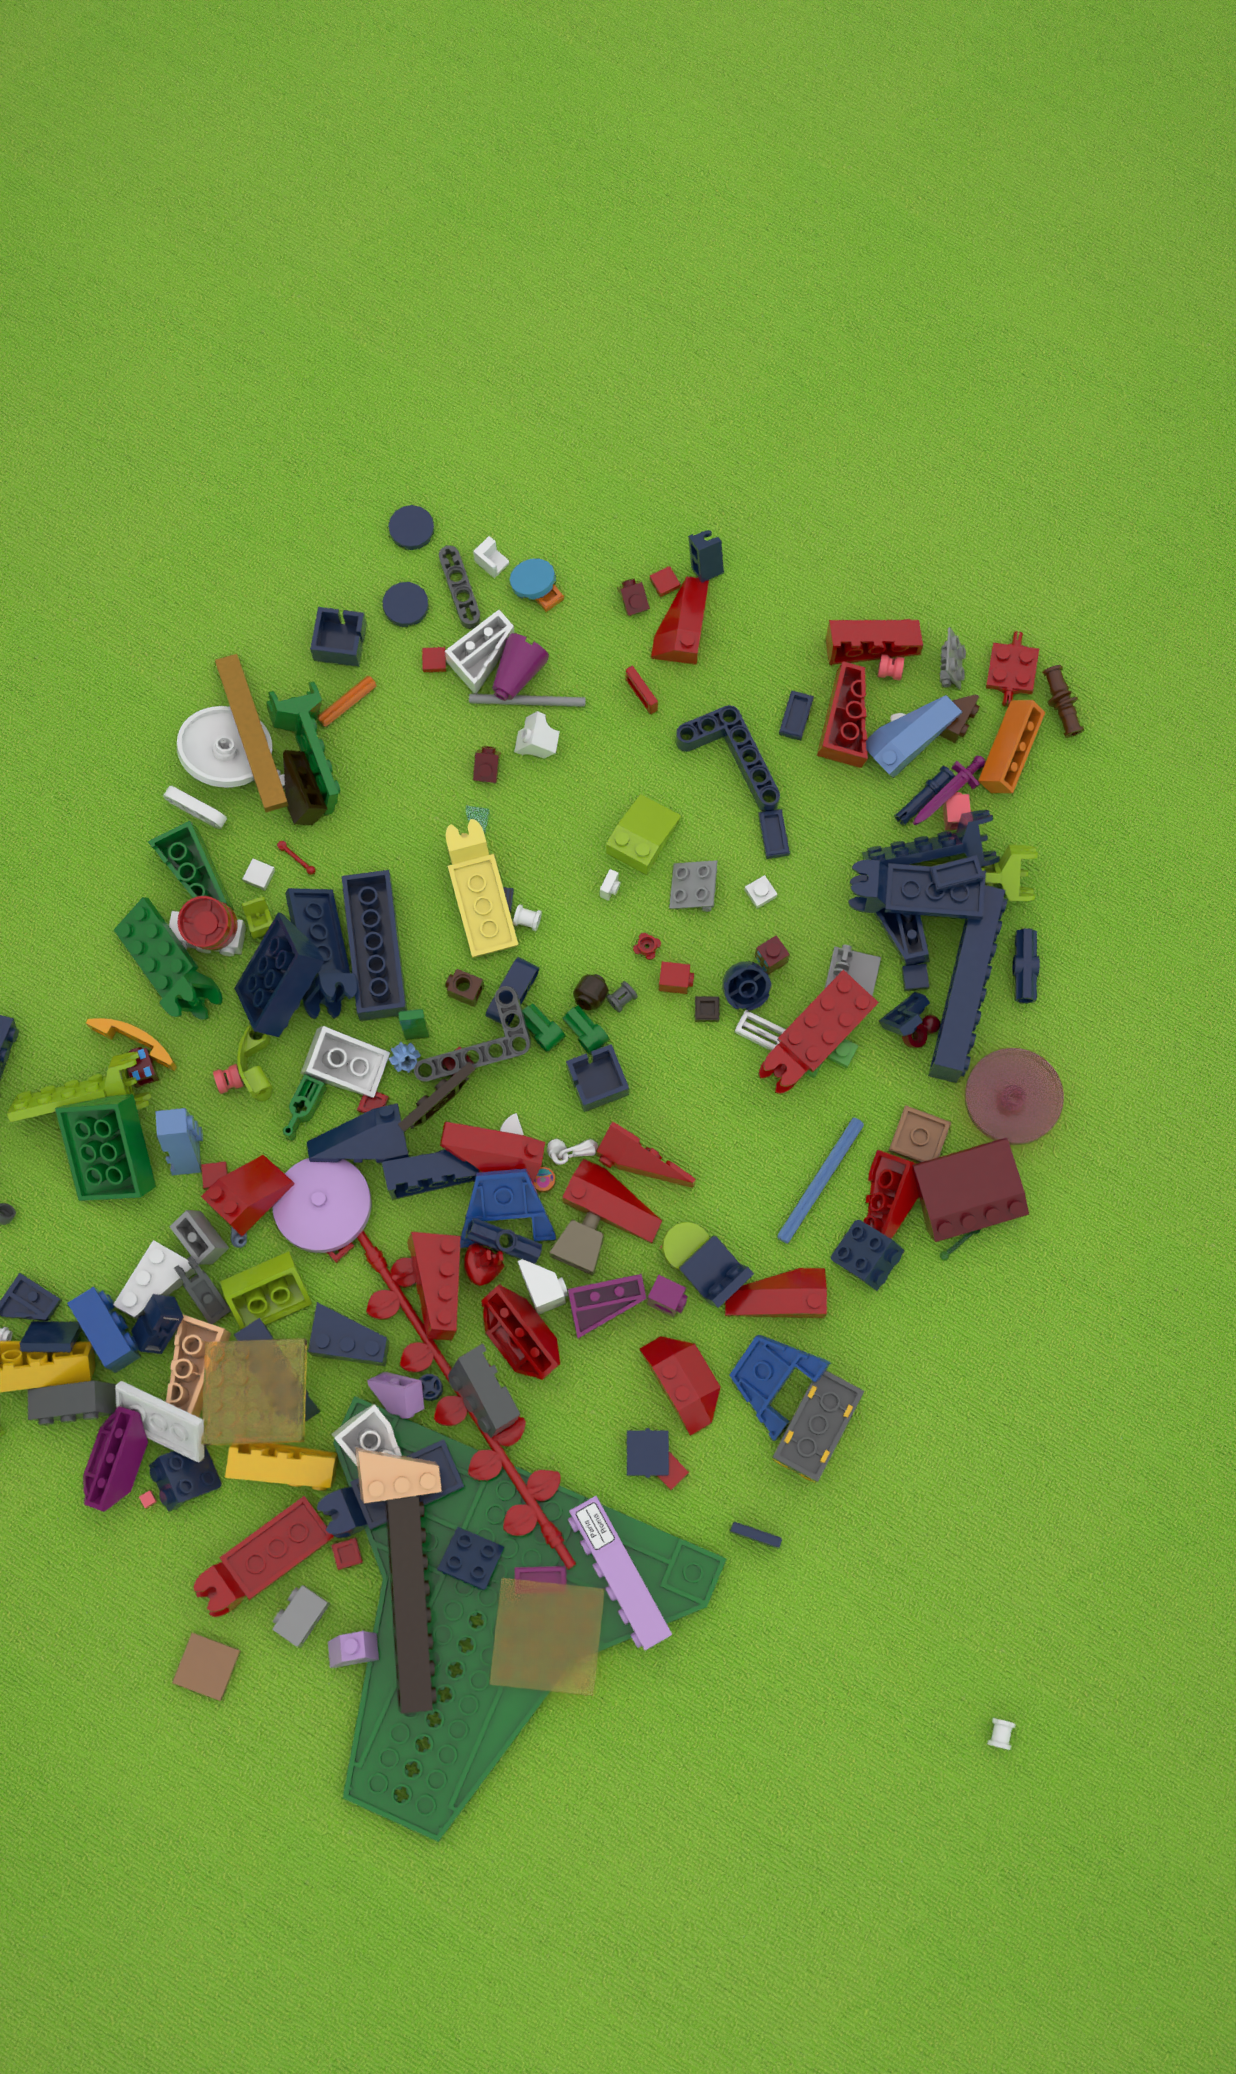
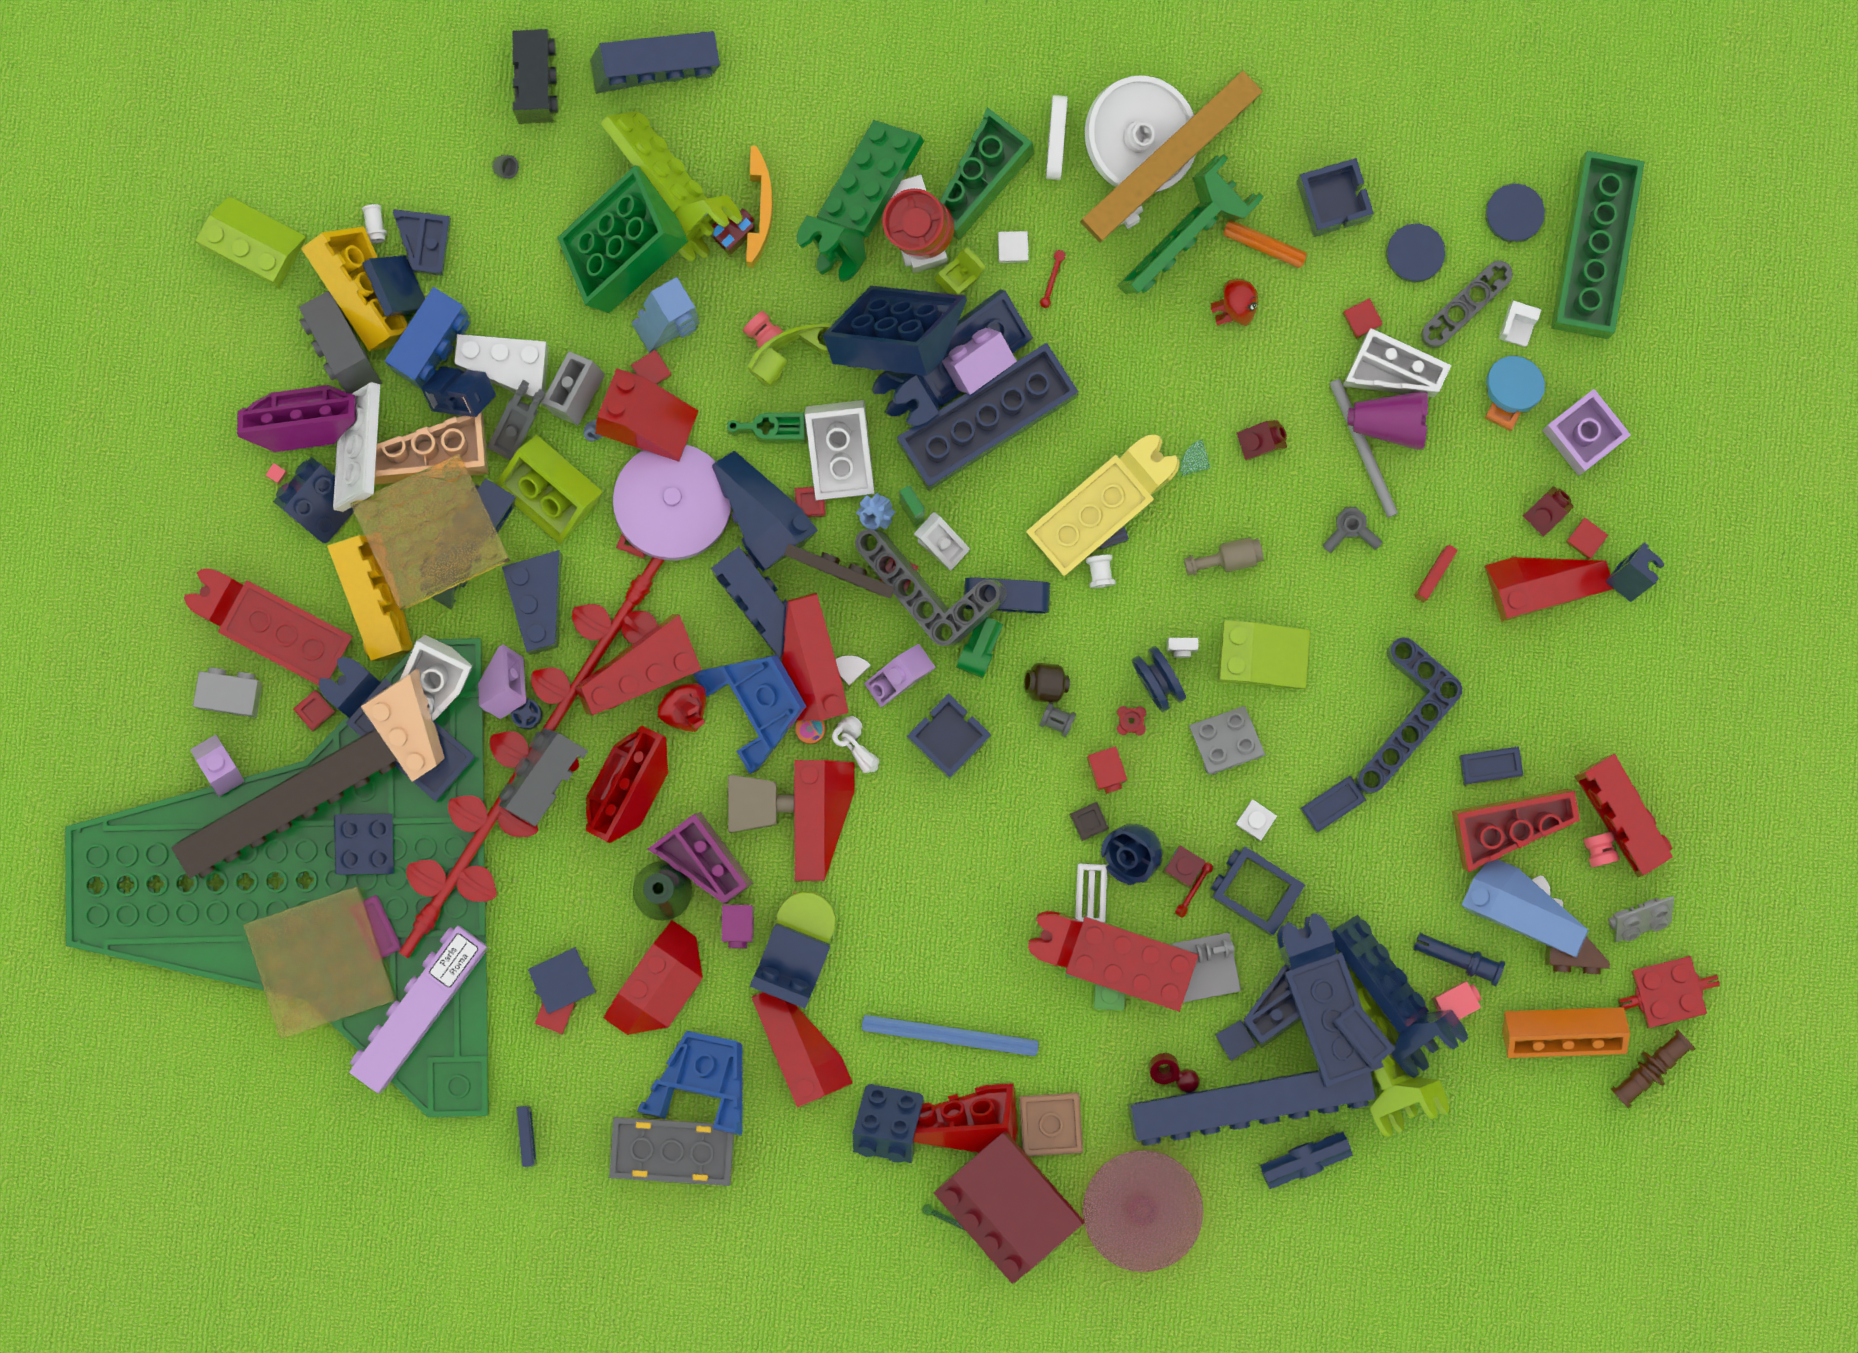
camera: 60 degrees right, 10 degrees up
(206, 1666) = (134, 620): medium nougat tile -> none
(301, 789) = (1131, 246): dark brown slope -> none
(330, 928) = (978, 360): none -> lavender brick
(380, 735) = (1238, 304): none -> red piece
(449, 1020) = (941, 541): none -> white slope
(462, 481) = (1597, 245): none -> green brick
(469, 996) = (982, 552): reddish brown brick -> none
(489, 1236) = (721, 736): dark blue piece -> none
(534, 1095) = (899, 675): none -> lavender slope
(537, 737) = (1320, 481): white brick -> none
(543, 1286) = (687, 784): white slope -> none
(560, 822) = (1231, 556): none -> dark tan piece
(577, 731) = (1351, 523): none -> dark grey piece
(589, 1035) = (997, 703): green piece -> none
(590, 545) = (1586, 432): none -> lavender brick
(613, 1355) = (674, 898): none -> dark green cone
(626, 909) = (1158, 679): none -> dark blue wheel
(626, 1153) = (879, 807): red wedge -> none
(802, 972) = (1182, 909): none -> red hinge
(831, 897) = (1283, 906): none -> dark blue window
(905, 1016) = (1176, 1043): dark blue plate -> none
(964, 776) = (1496, 990): magenta sword -> none

